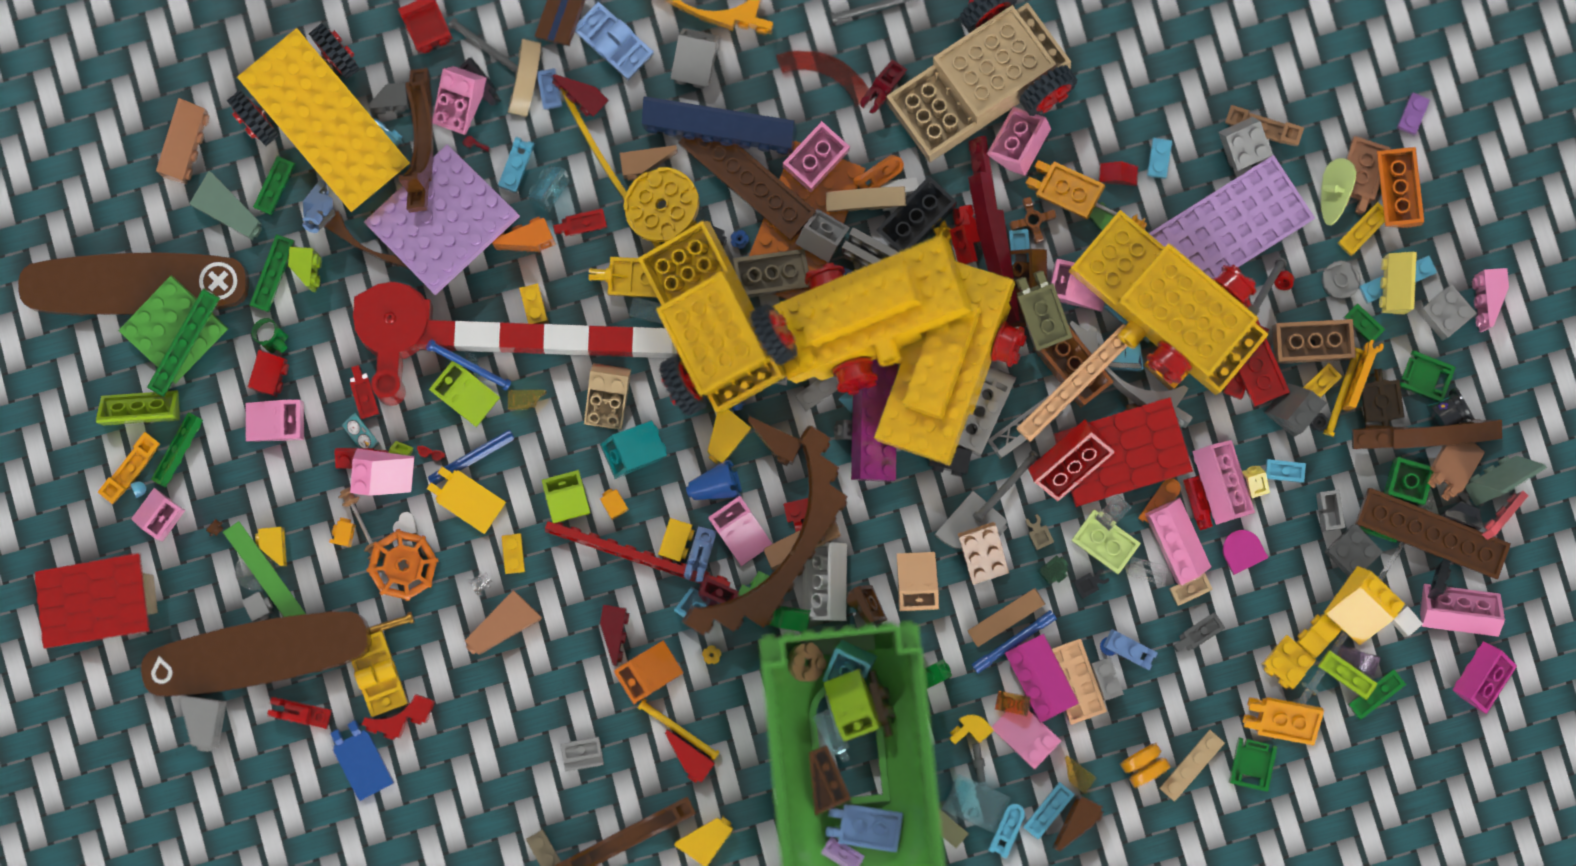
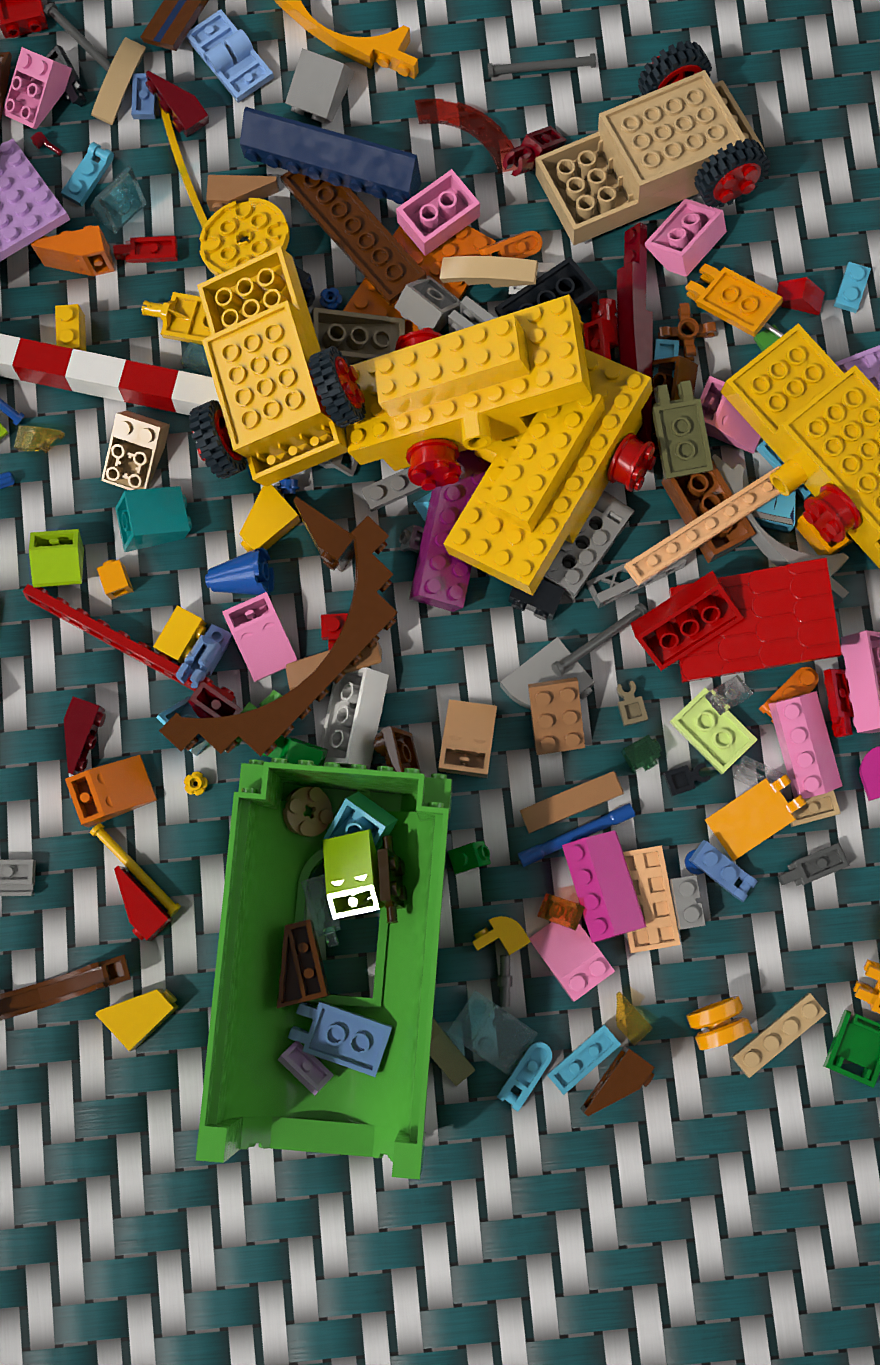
camera: 20 degrees right, 5 degrees down
(1147, 604) = (754, 816): none -> light orange tile

